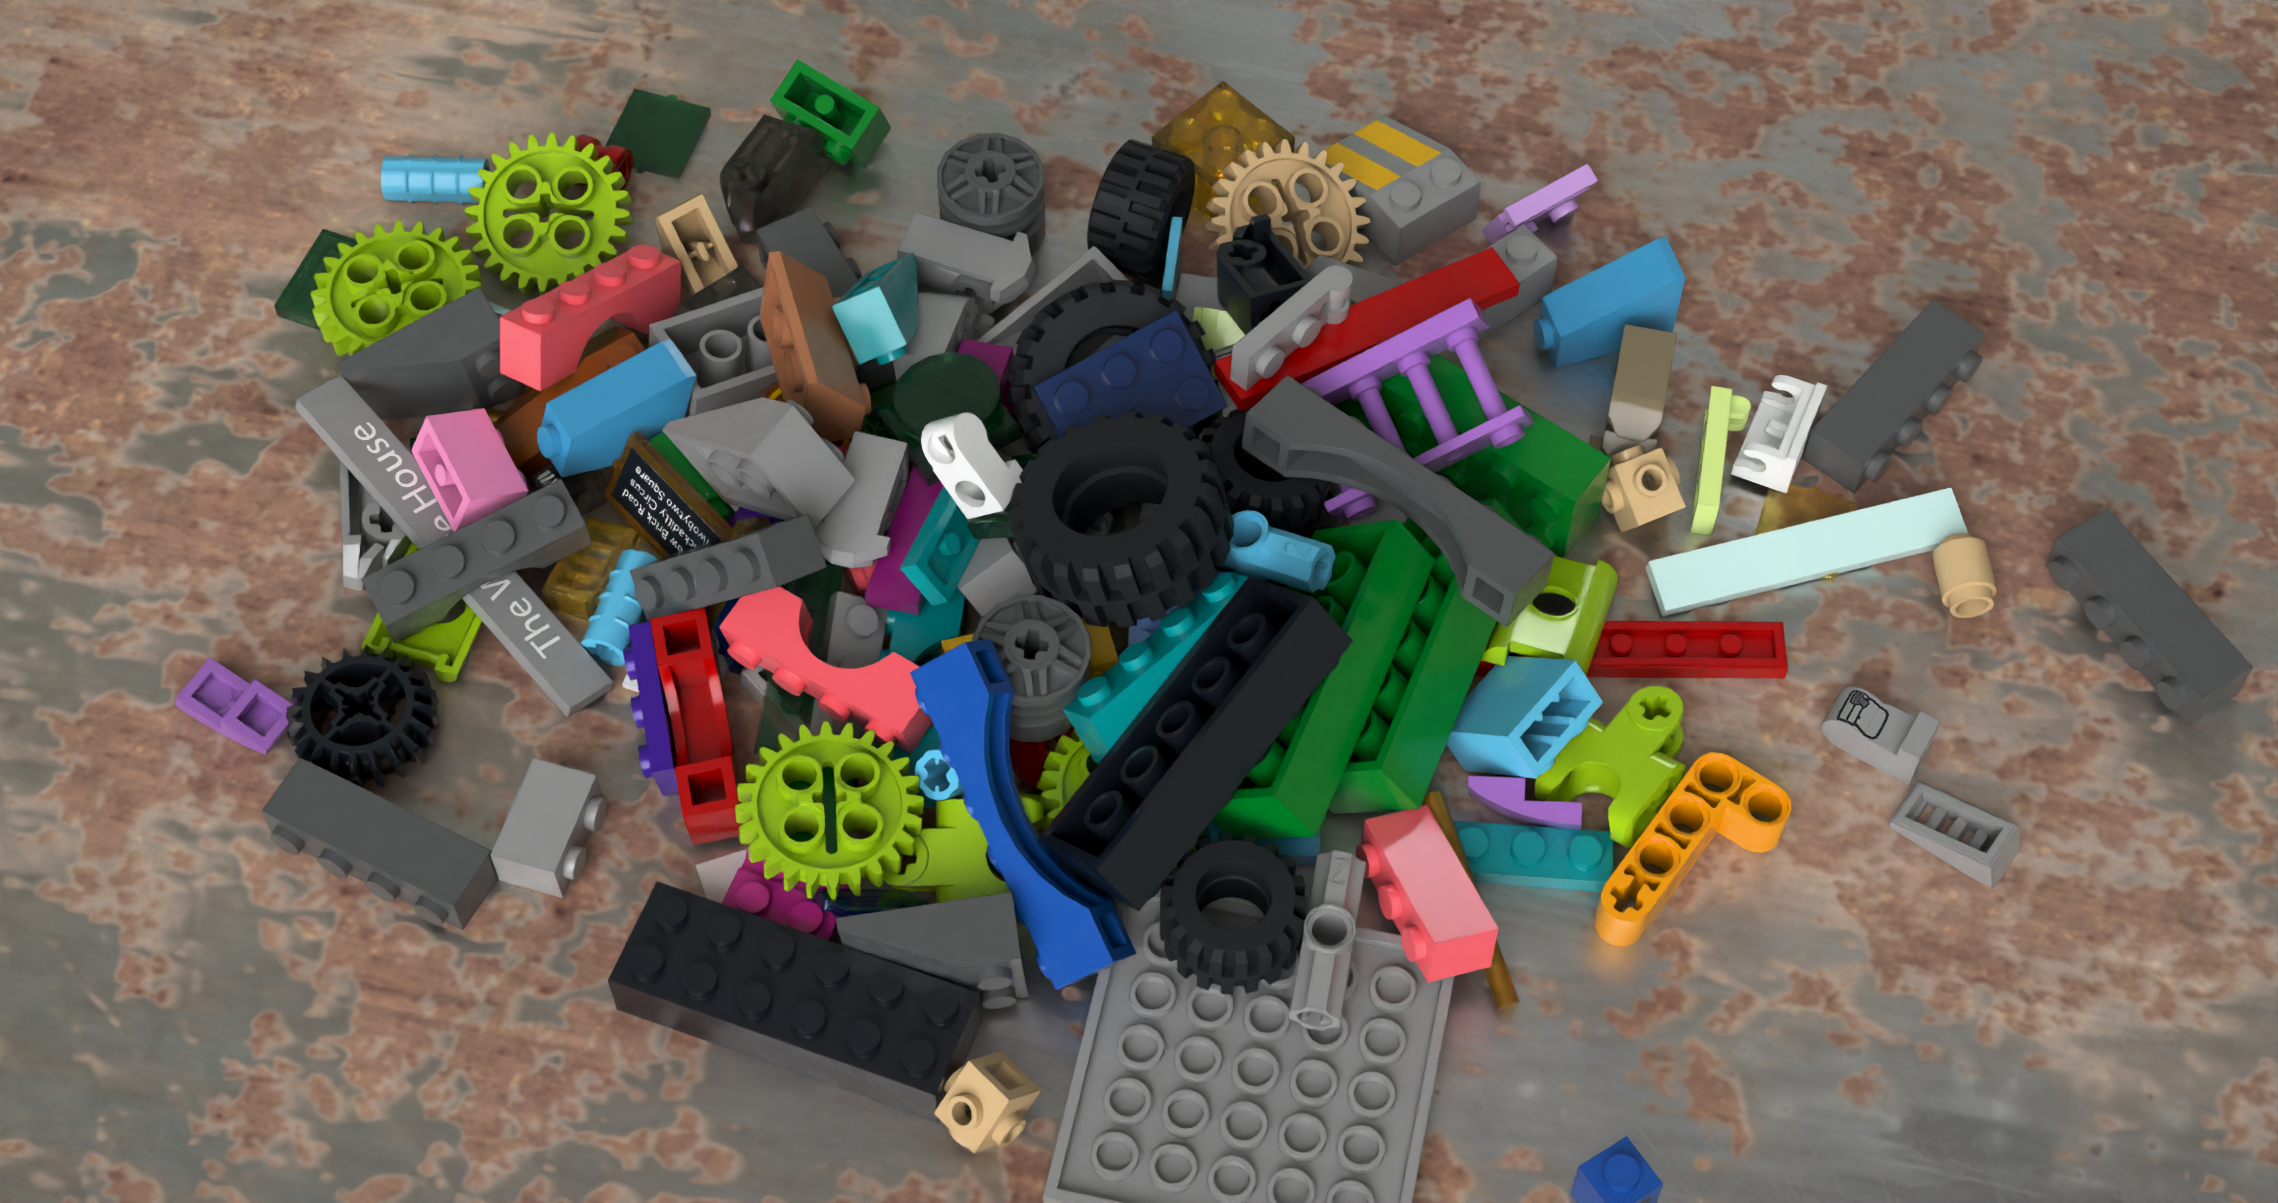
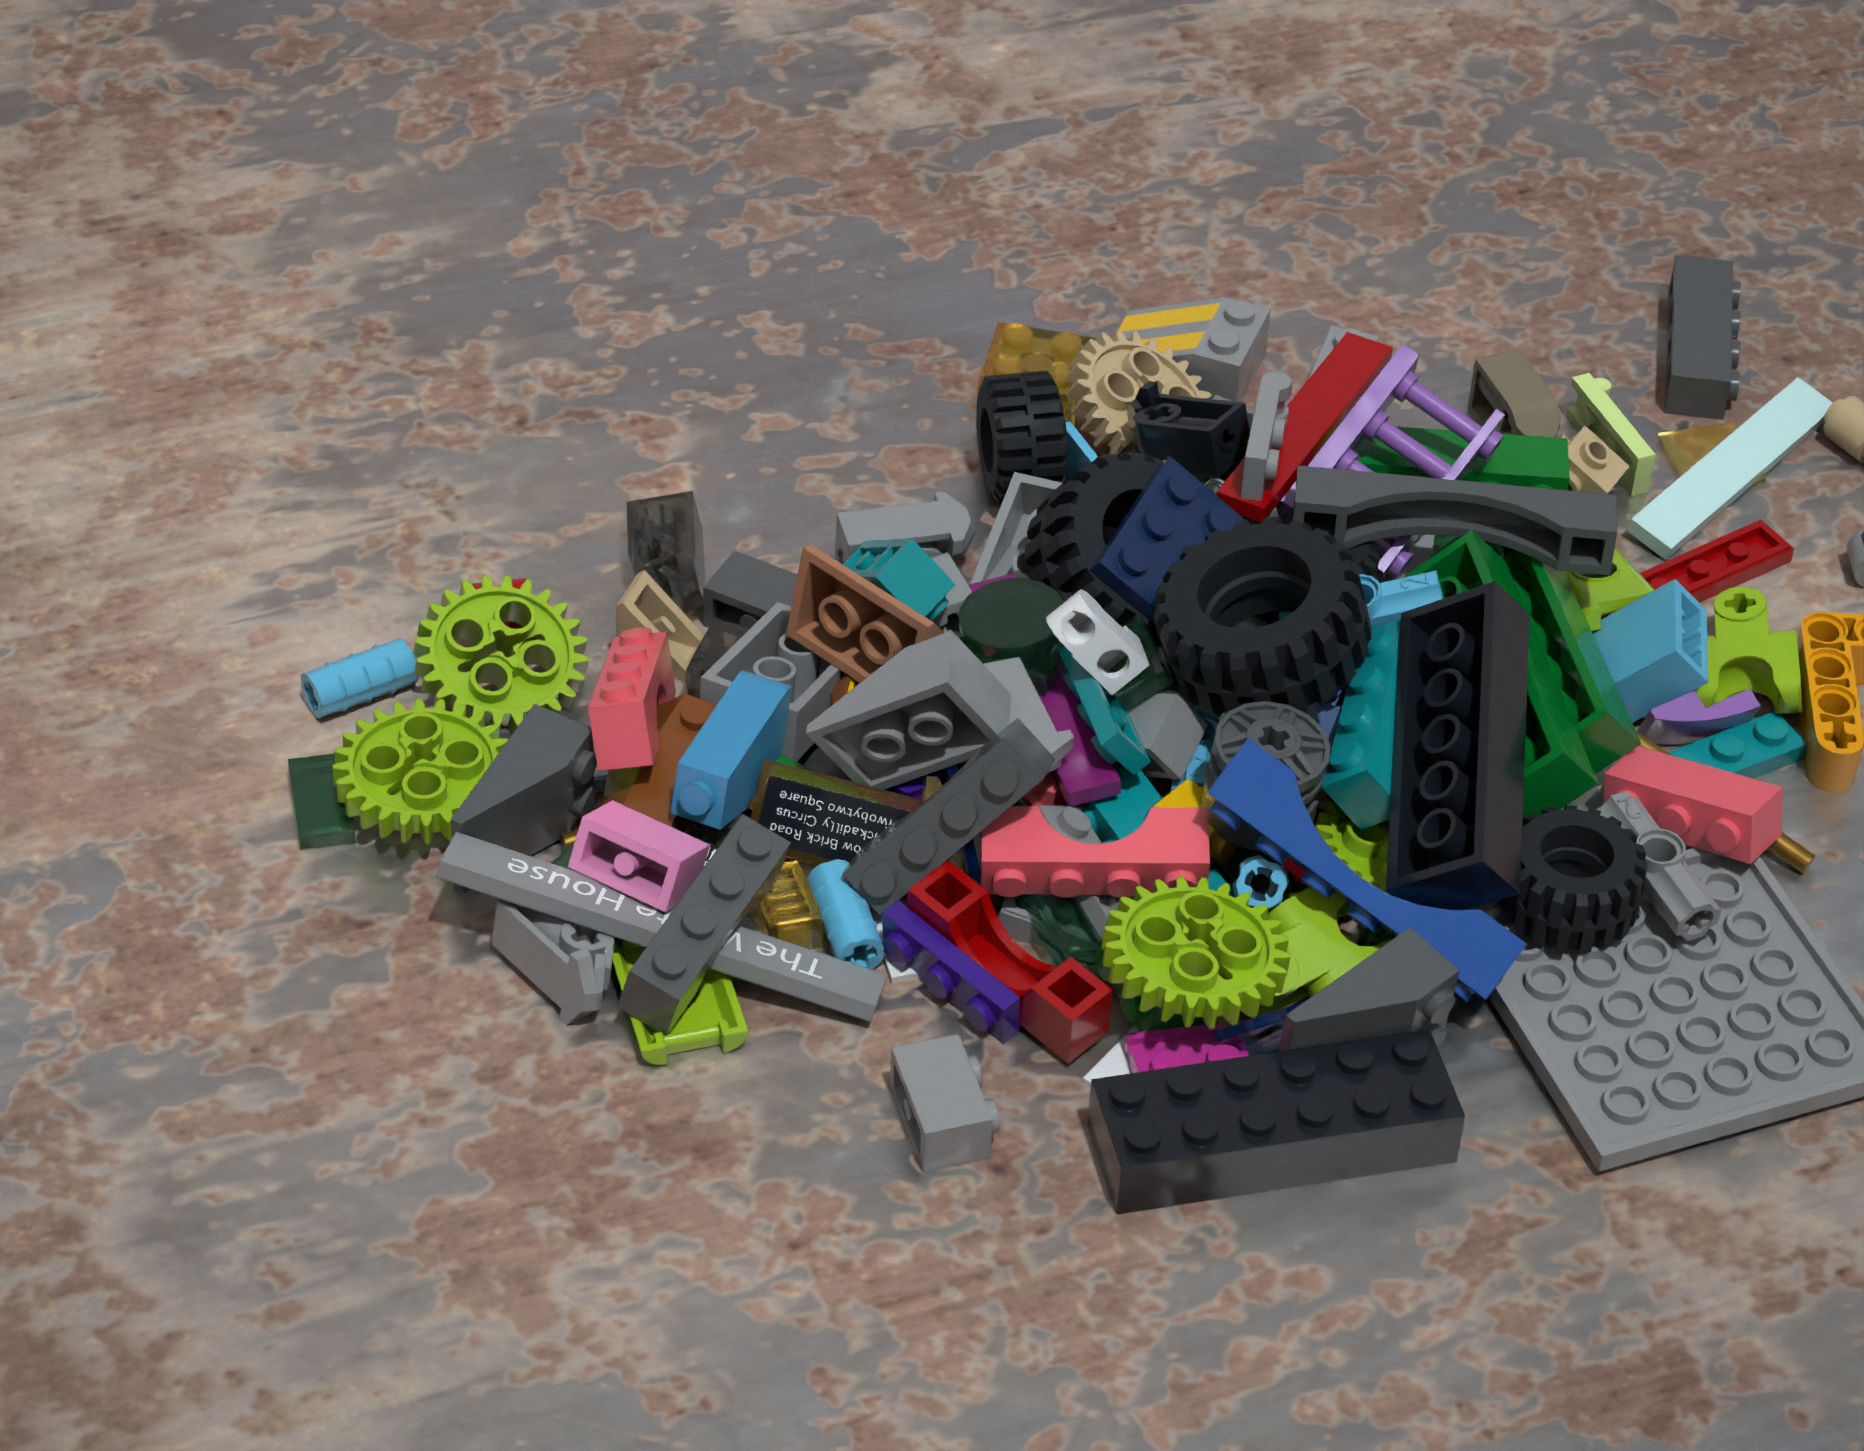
camera: 35 degrees left, 15 degrees down
(234, 707) = (581, 1154): medium lavender slope -> none
(364, 698) = (661, 1092): black gear -> none
(380, 844) = (806, 1183): dark grey brick -> none
(659, 132) = (523, 556): clear green piece -> none
(845, 121) = (678, 468): green brick -> none
(987, 1102) = (1502, 1090): tan brick -> none
(994, 187) = (880, 467): dark grey wheel -> none
(1551, 201) = (1326, 311): lavender plate -> none
(1591, 312) = (1449, 342): dark azure slope -> none
(1779, 433) = (1647, 392): white hinge -> none

